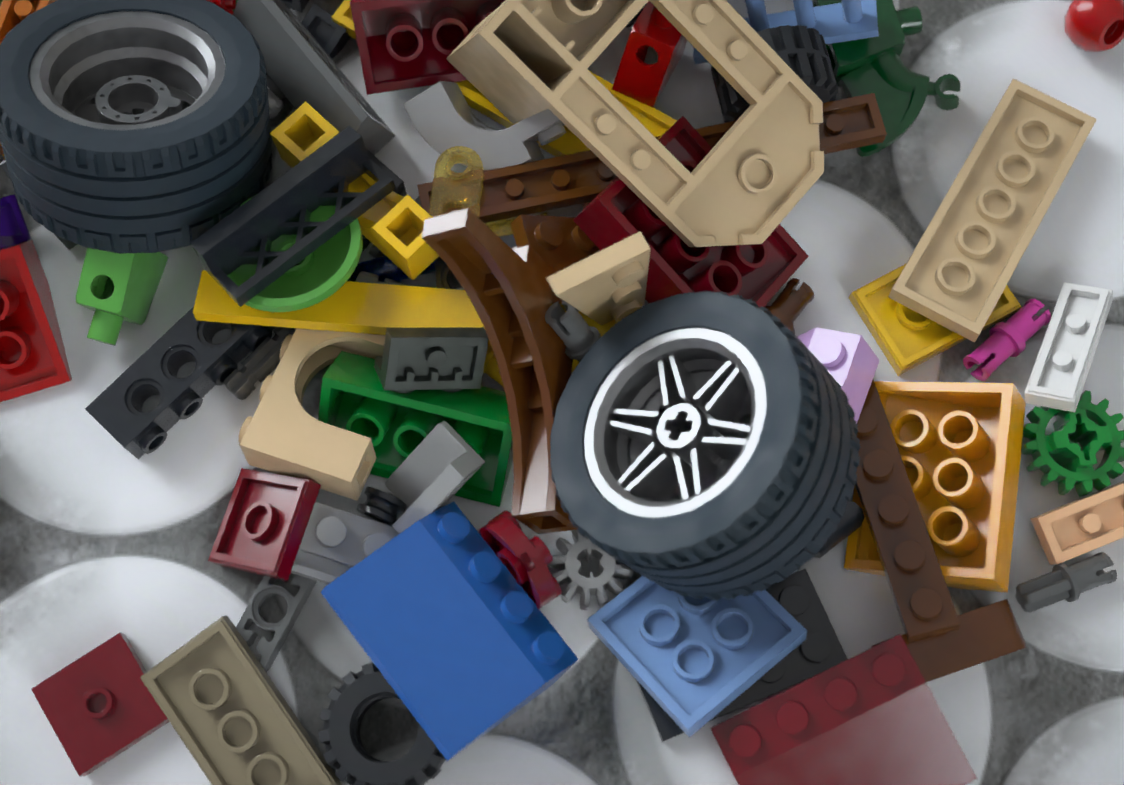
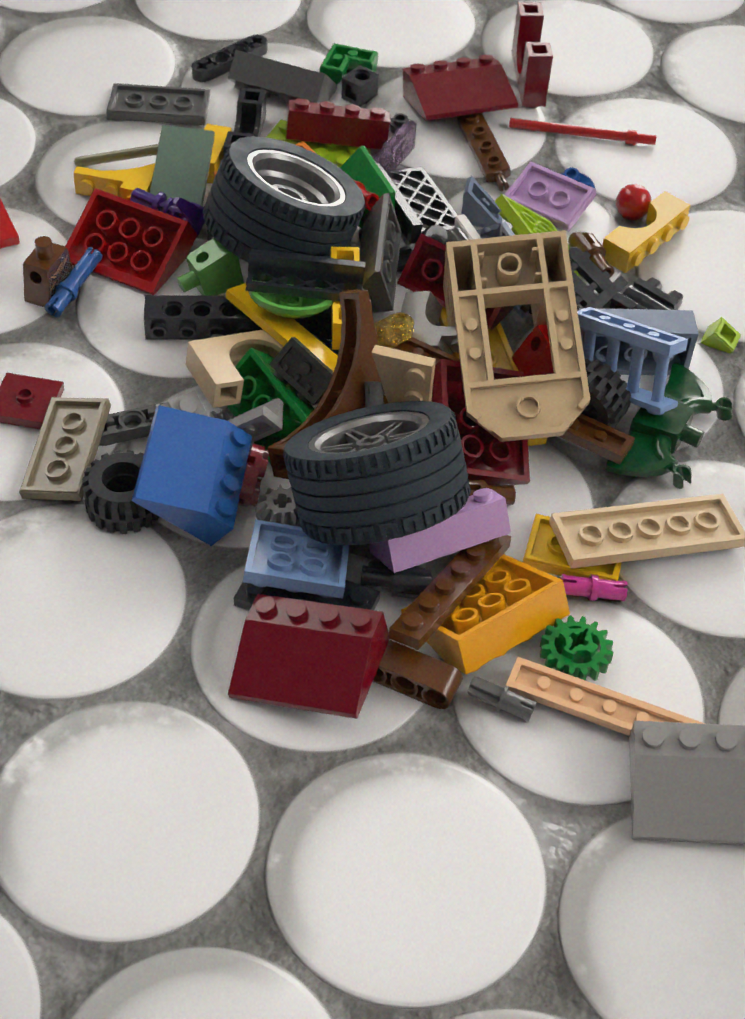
camera: 40 degrees right, 25 degrees down
(264, 523) = (165, 387): dark red plate -> none
(1068, 347) = (619, 607): white tile -> none

